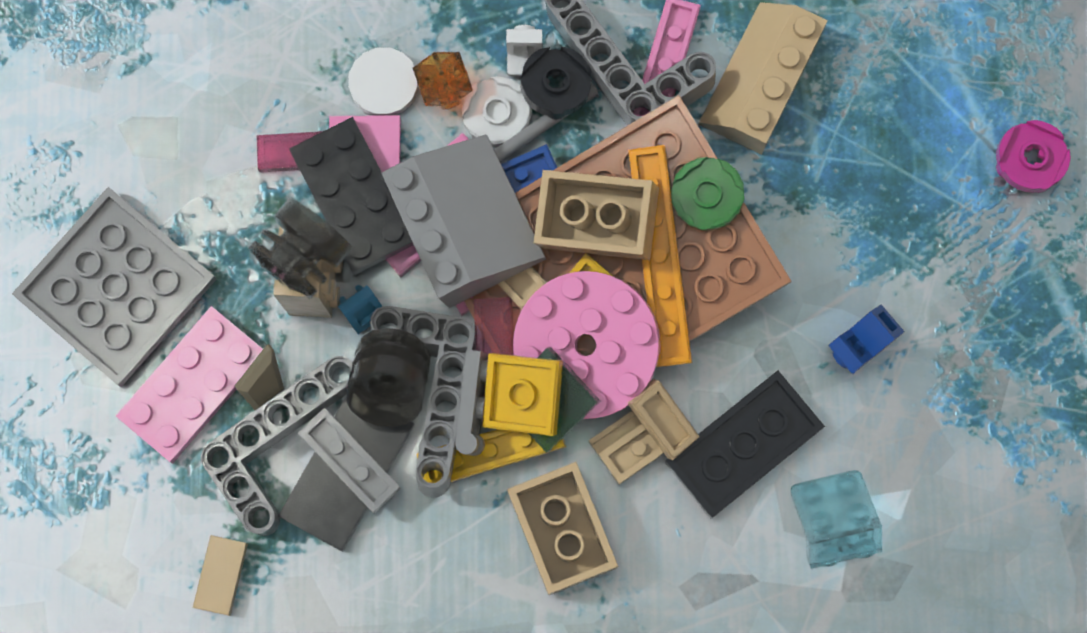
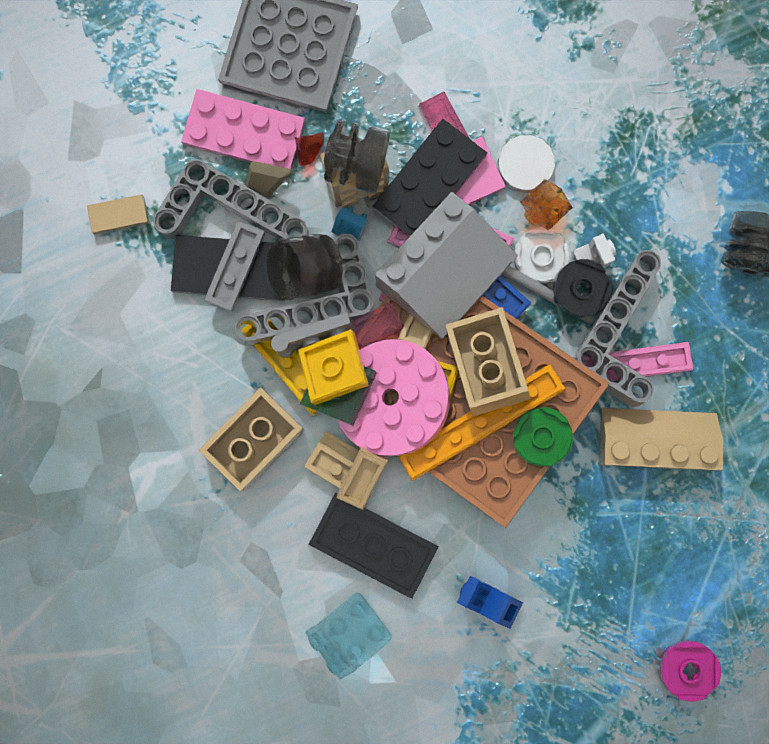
camera: 65 degrees right, 5 degrees up
(247, 316) = (309, 147): none -> clear red tile

